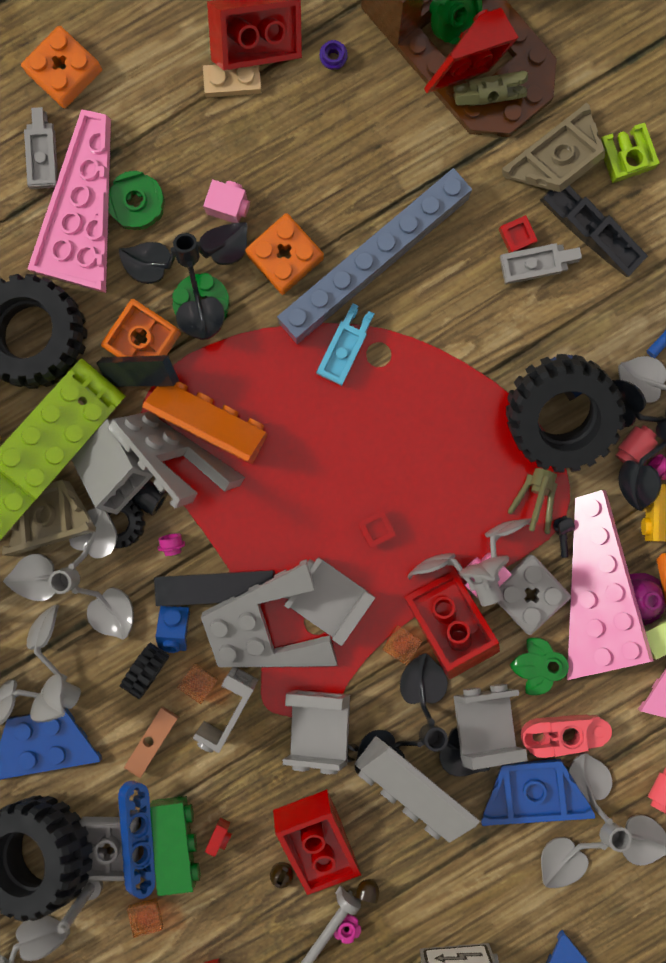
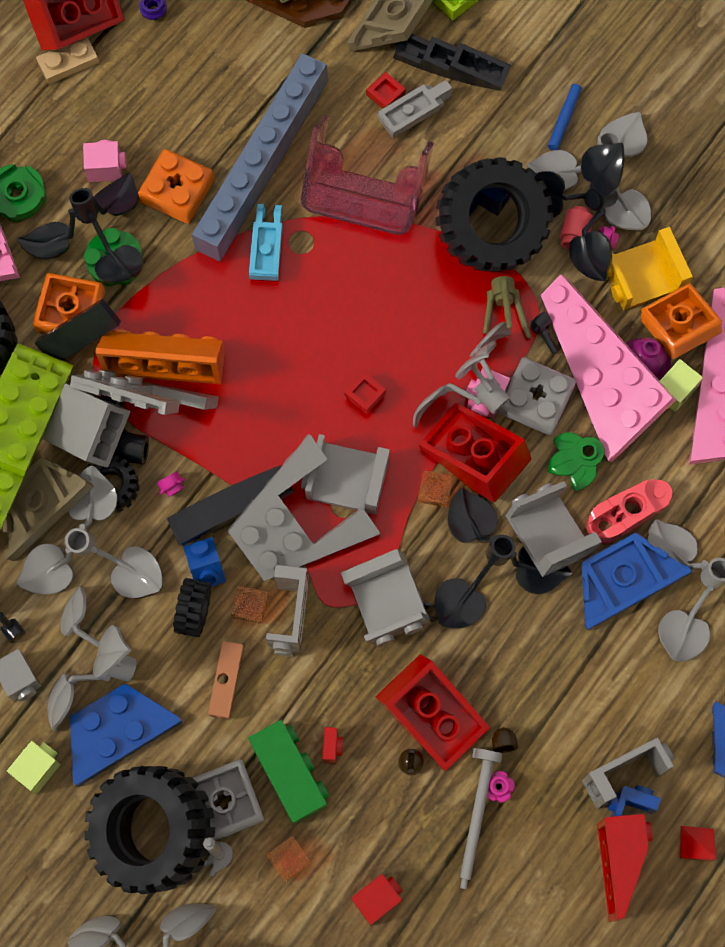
camera: 25 degrees left, 15 degrees down
(131, 841) = (252, 770): blue beam -> none
(415, 791) = (506, 611): light grey slope -> none
(452, 334) = (360, 198): none -> clear pink windscreen

